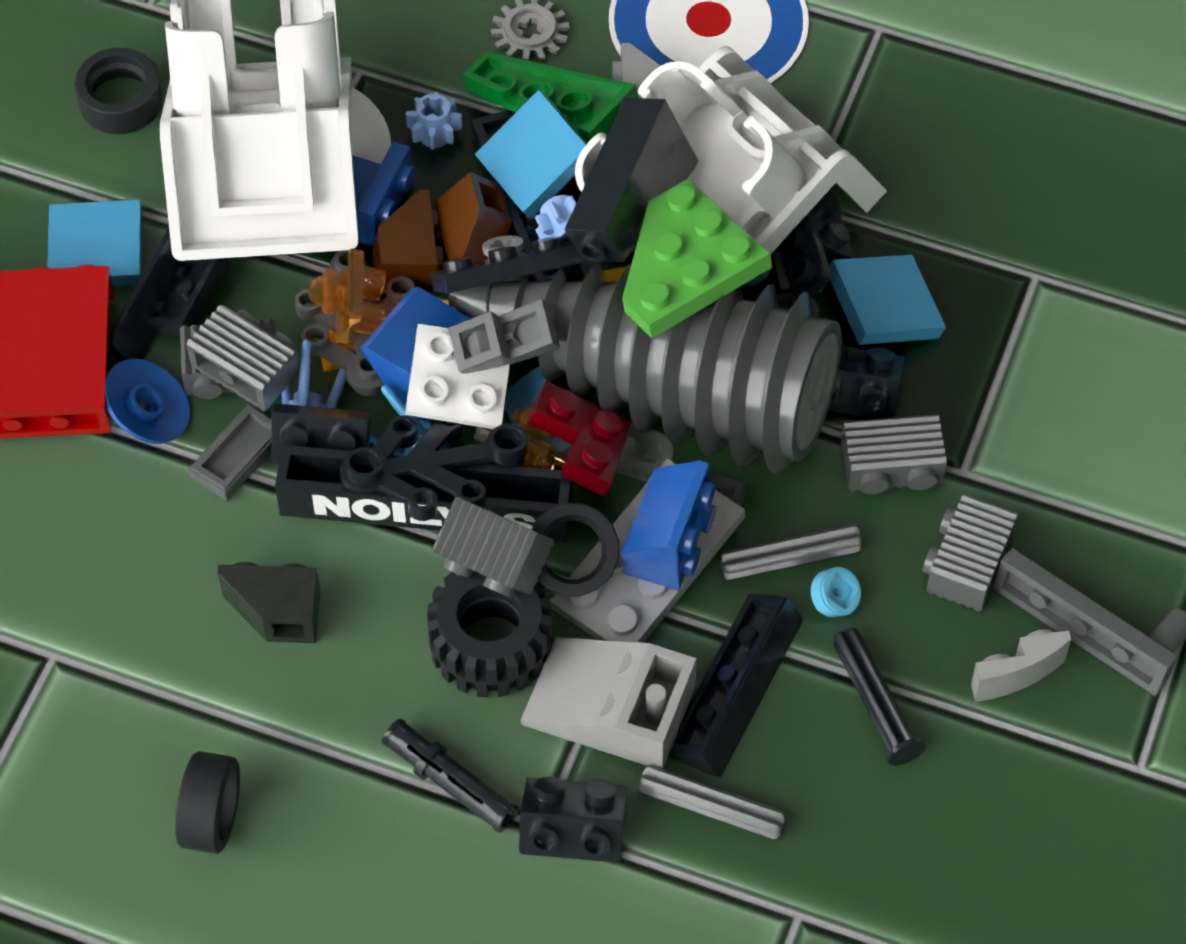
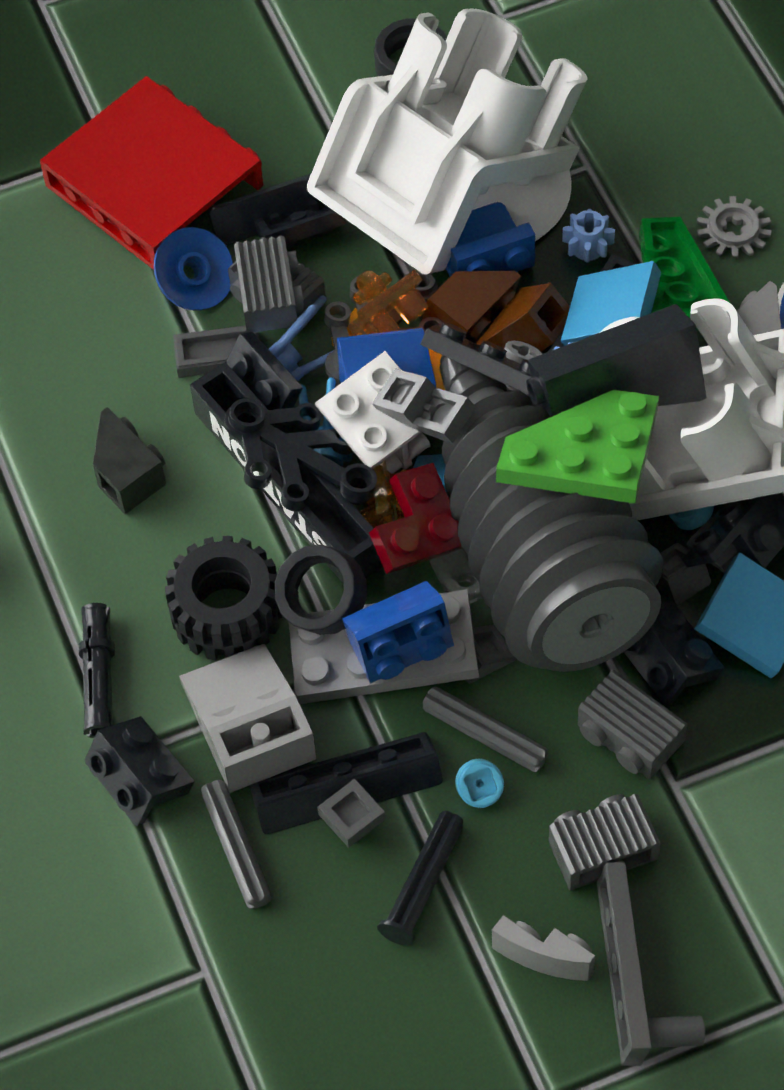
camera: 50 degrees right, 0 degrees up
(98, 236) = (285, 141): dark azure tile -> none
(492, 546) = (259, 538): dark grey brick -> none
(778, 695) = (351, 813): none -> dark grey tile

